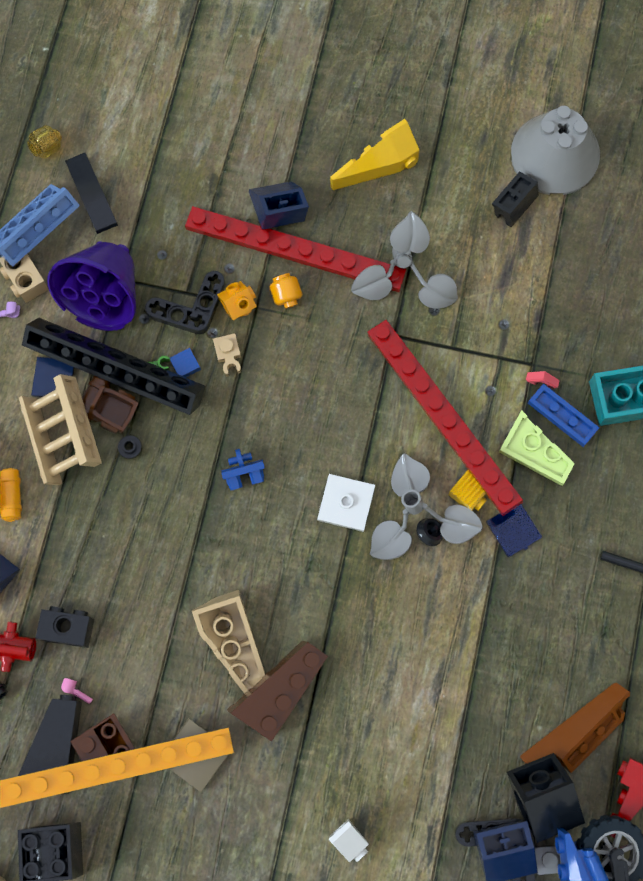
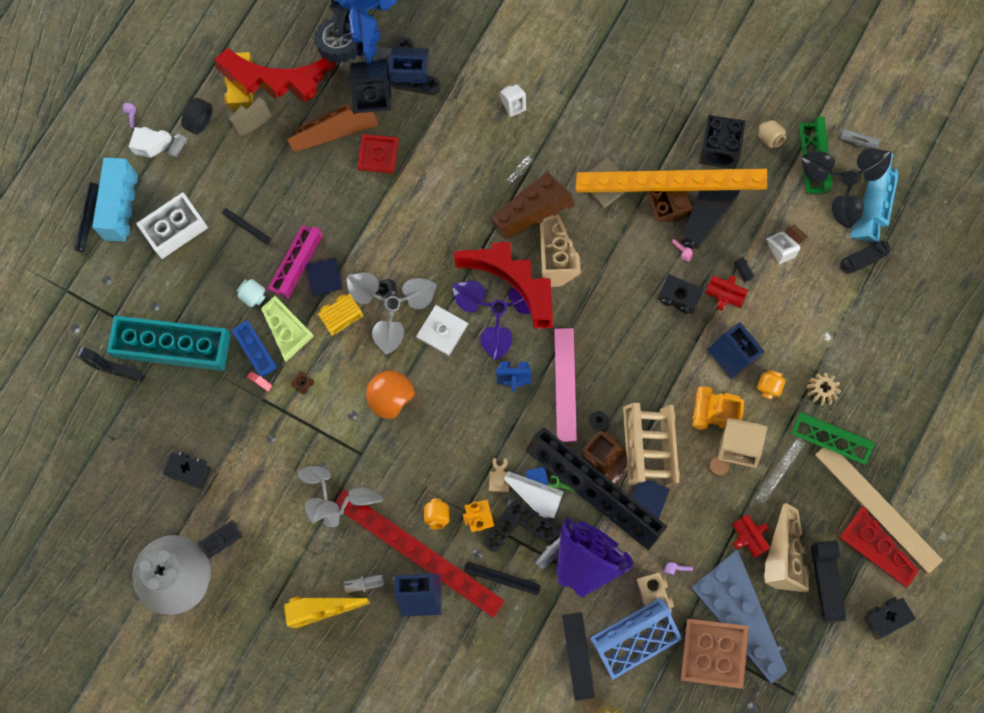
camera: 160 degrees left, 0 degrees up
(147, 288) = (549, 554): none -> light grey pin
(179, 340) = (539, 496): none -> white slope
(180, 480) = (565, 385): none -> bright pink tile
(194, 248) = (502, 578): none -> black axle
(275, 511) = (493, 340): none -> dark purple plant
(300, 604) = (516, 273): none -> red arch
(312, 743) = (520, 169): none -> clear piece
(342, 200) = (363, 583): none -> light grey axle
(384, 410) = (389, 393): none -> orange cylinder
(445, 418) = (346, 372): red plate -> none
(488, 387) = (296, 383): none -> reddish brown plate
(504, 711) = (378, 153): none -> red plate
(549, 534) = (298, 263): none -> dark pink fence
(594, 254) = (176, 470): none -> black brick
(594, 479) = (251, 292): none -> light aqua head

